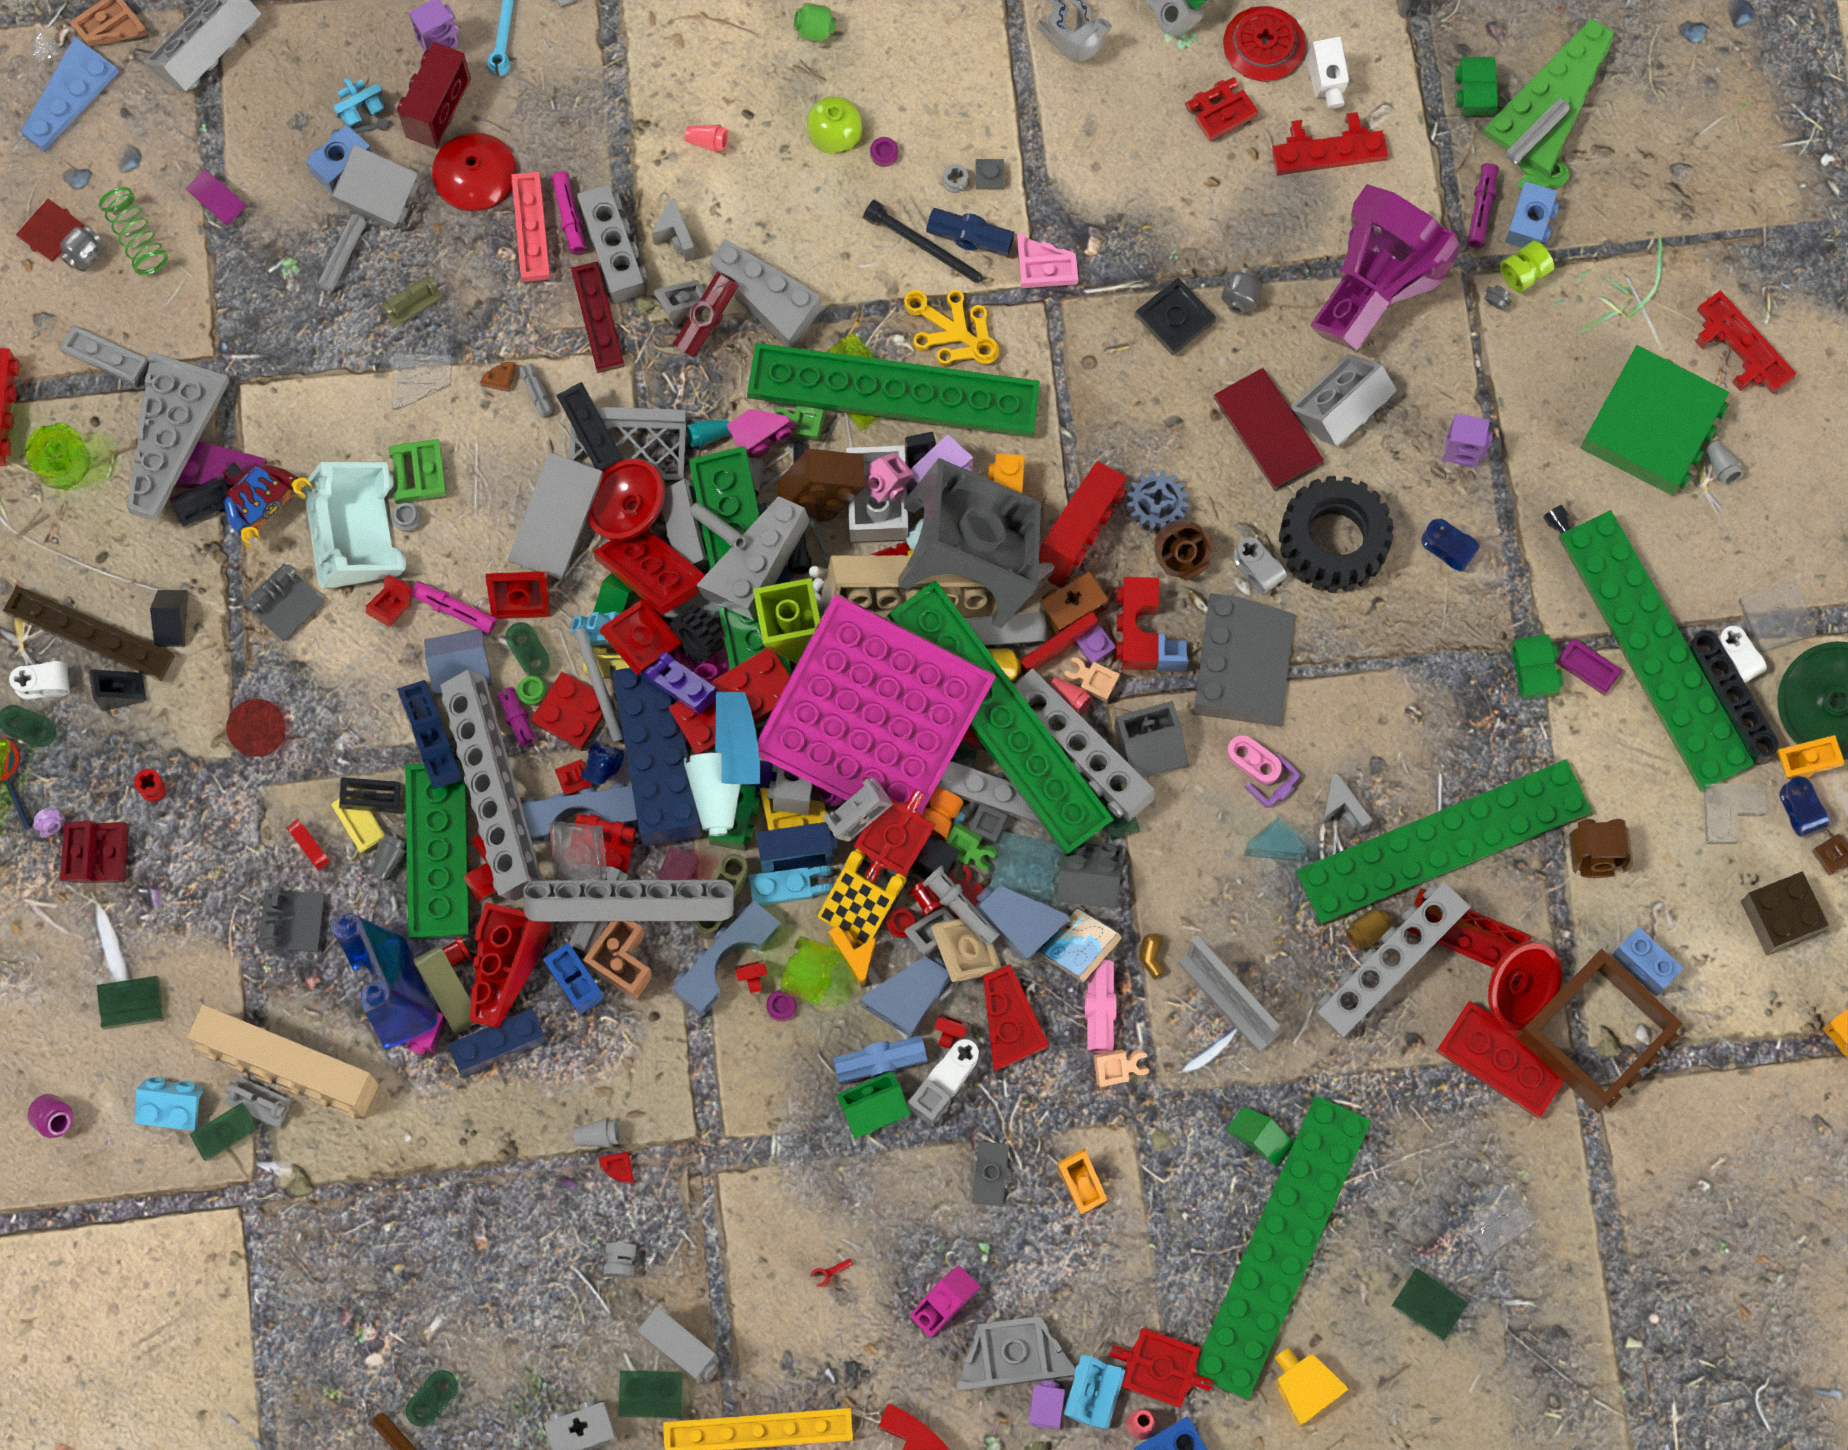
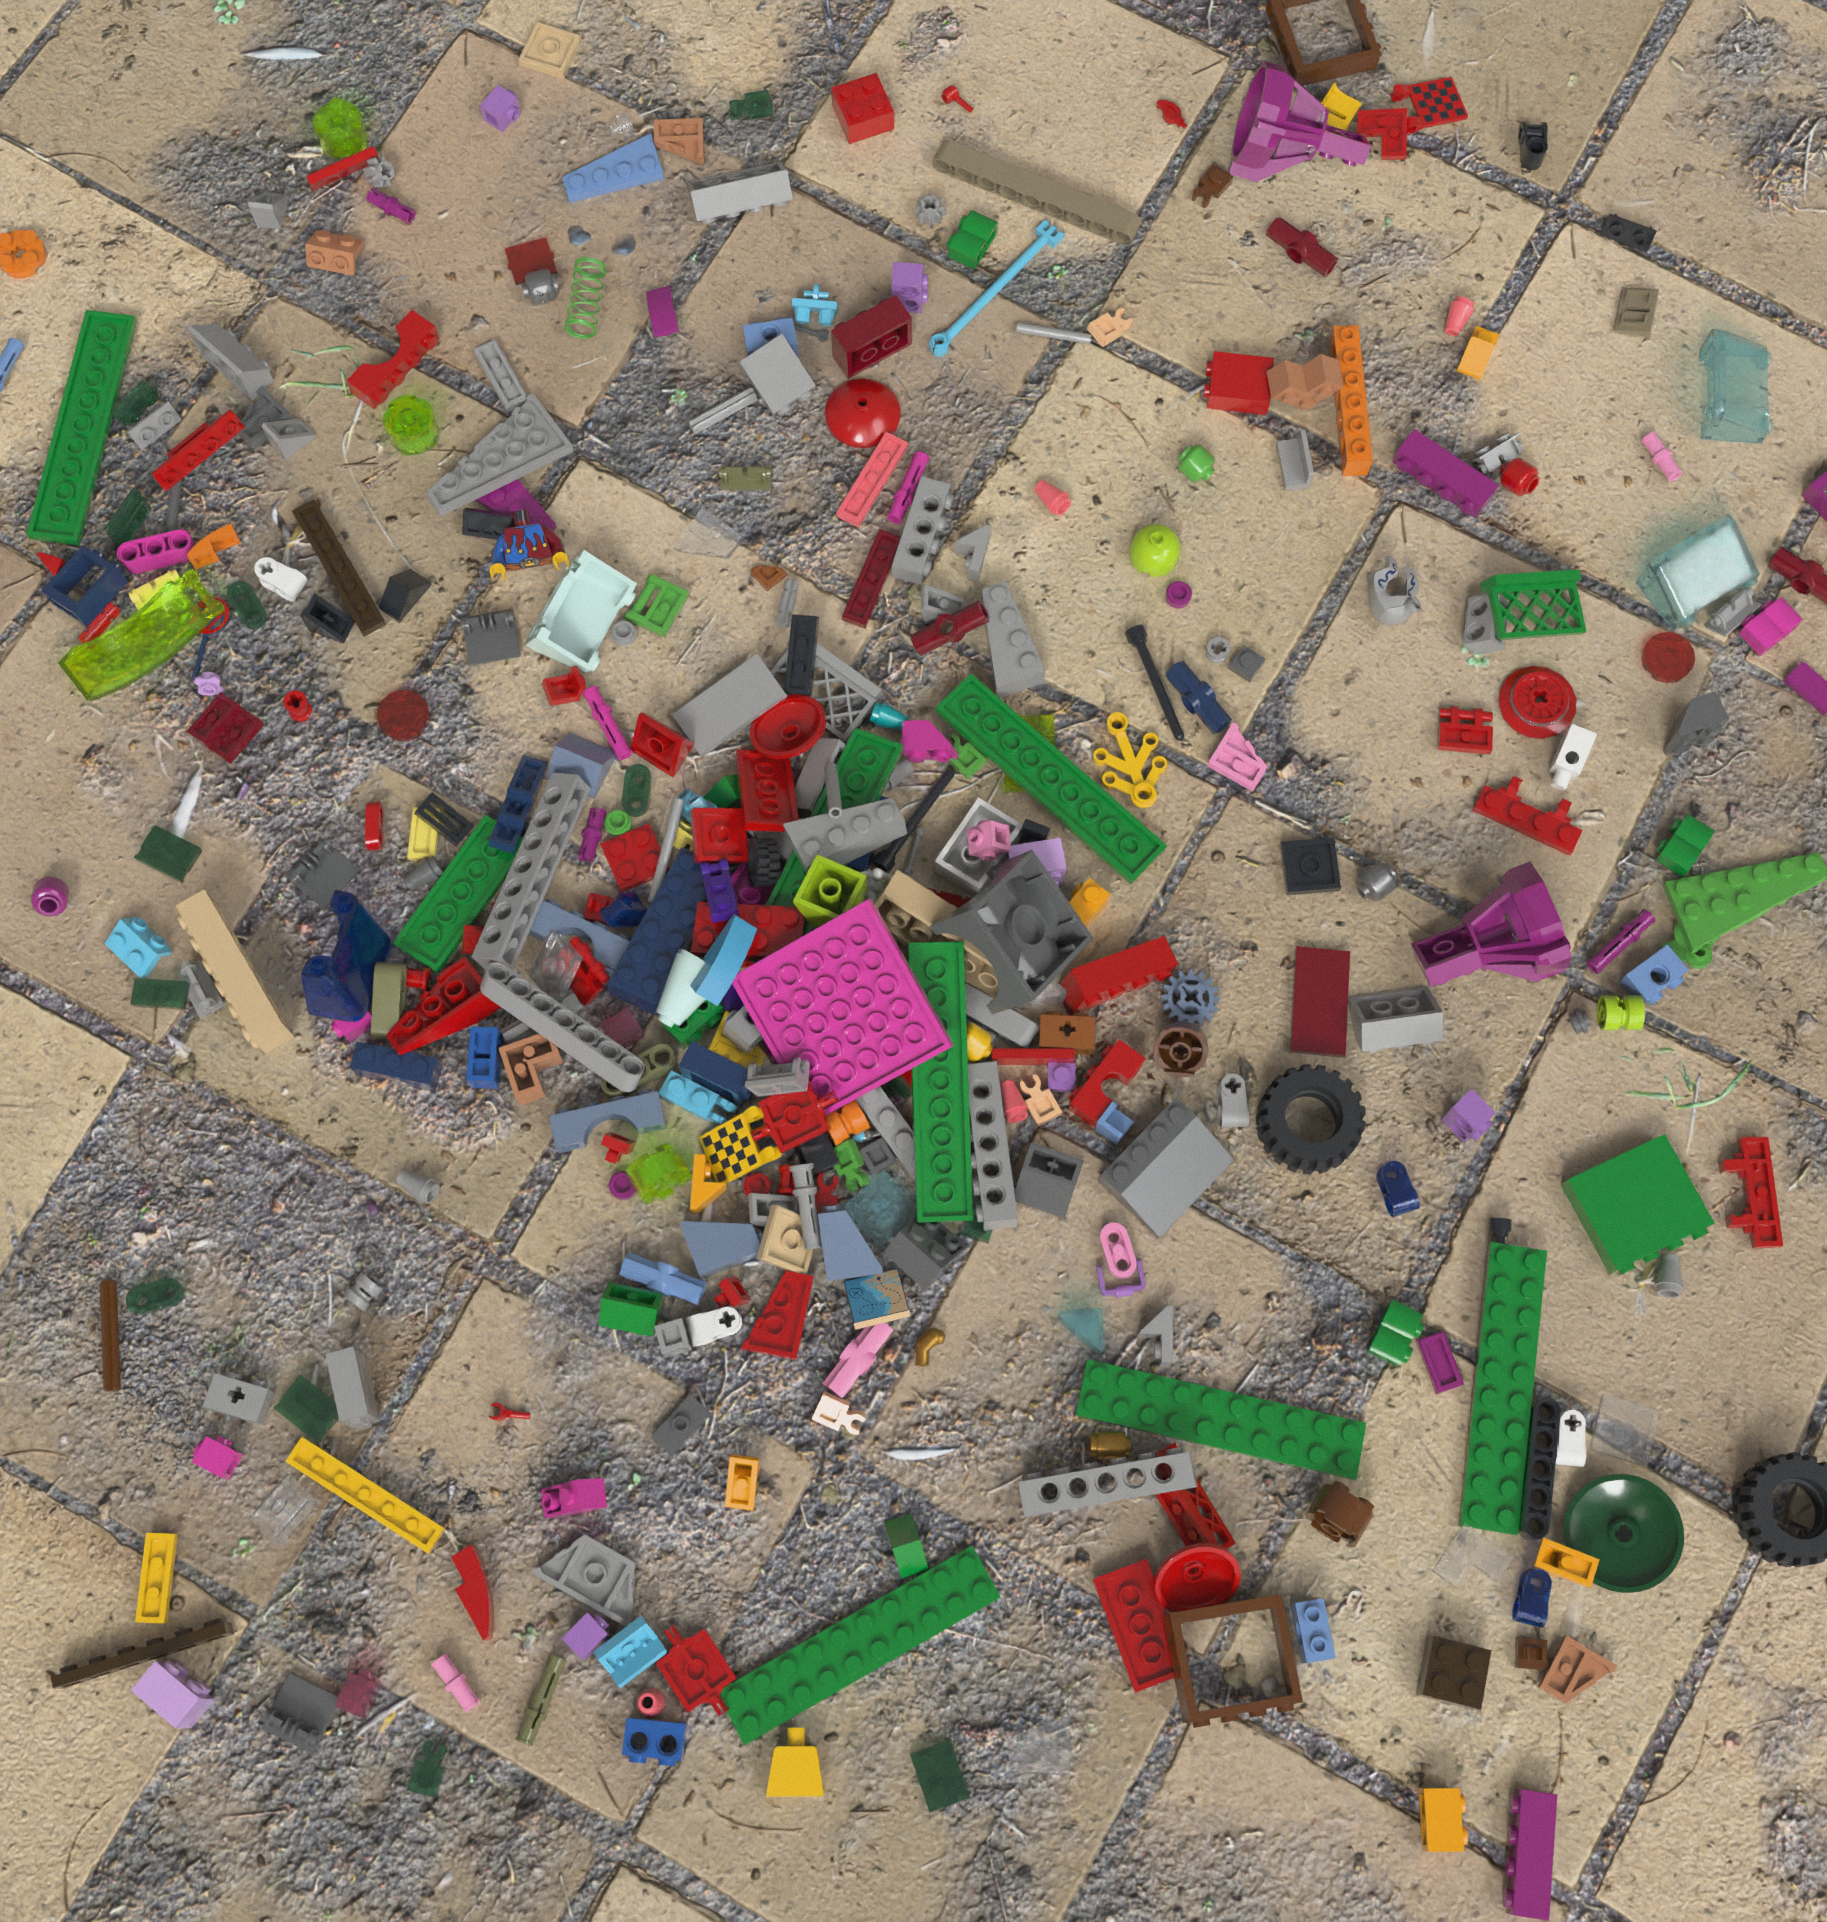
camera: 35 degrees right, 0 degrees up
(618, 1167) = (415, 1221): red tile -> none
(823, 482) = (937, 811): reddish brown brick -> none
(1229, 995) = (963, 1420): light grey fence -> none
(1537, 131) = (1706, 911): light grey axle -> none

